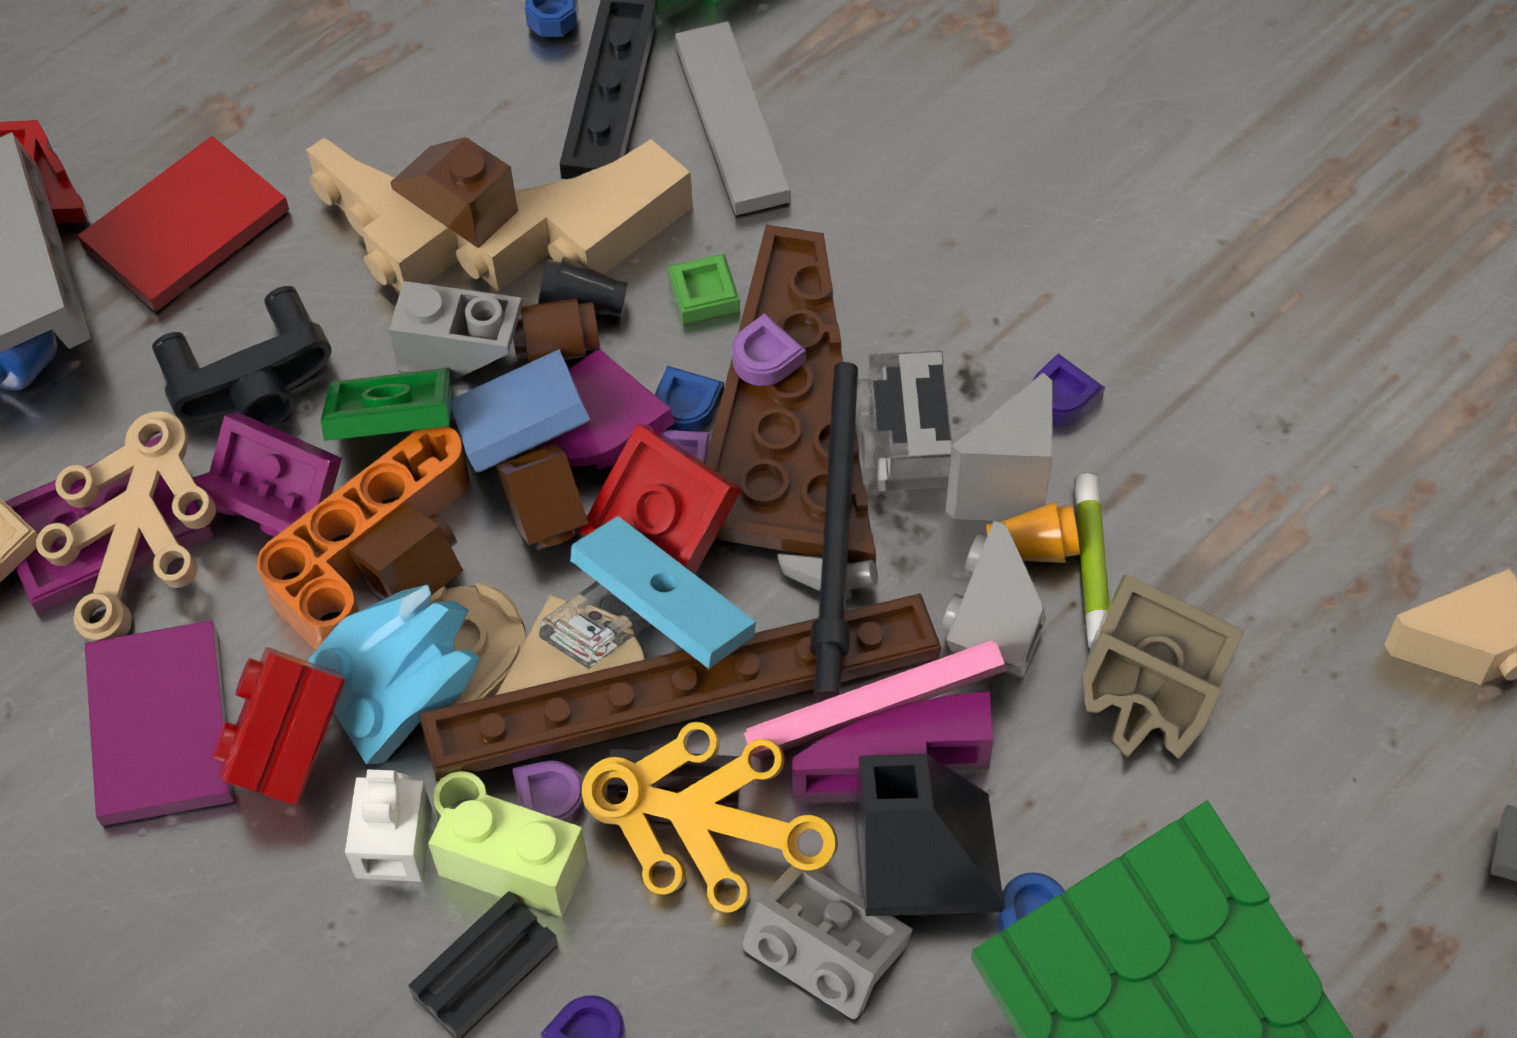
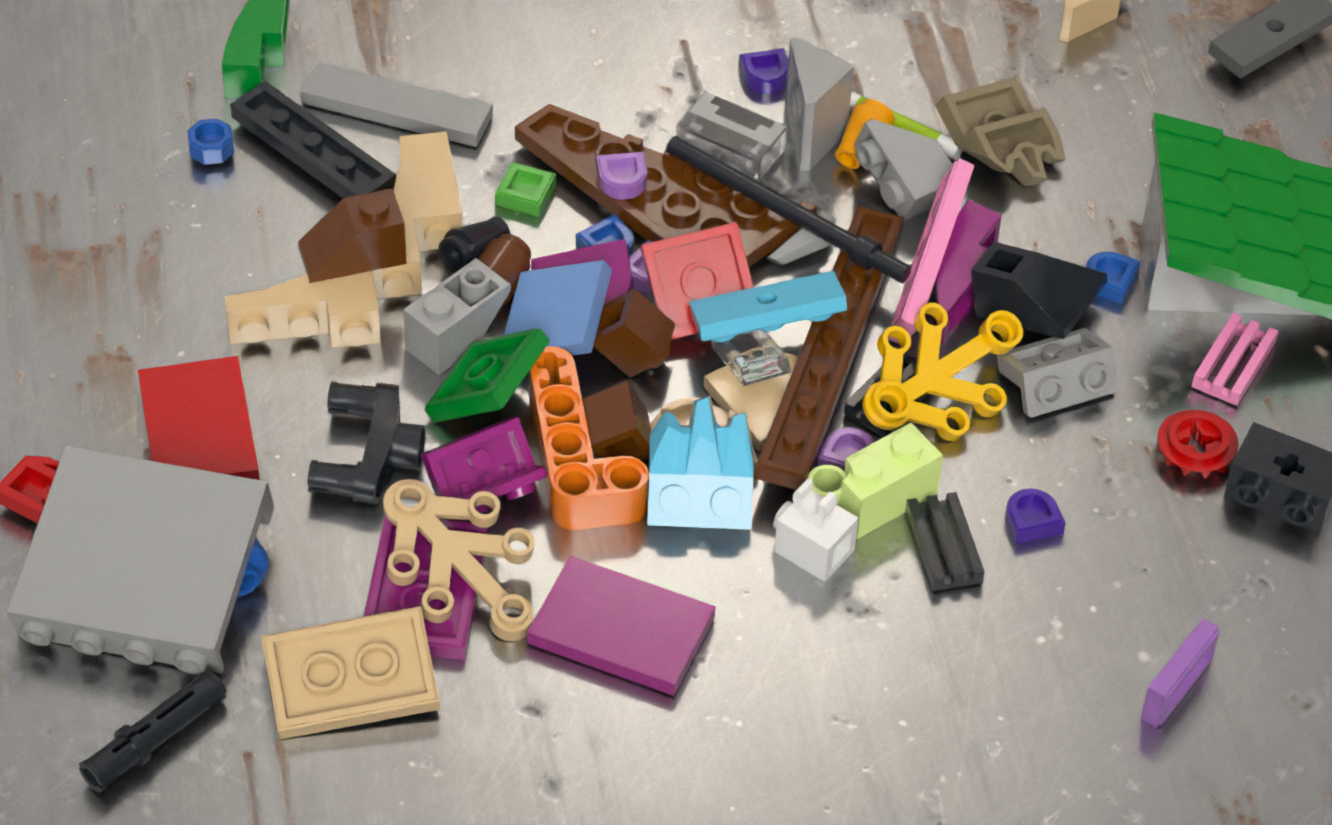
camera: 60 degrees left, 10 degrees down
(278, 725) = (706, 537): red brick -> none

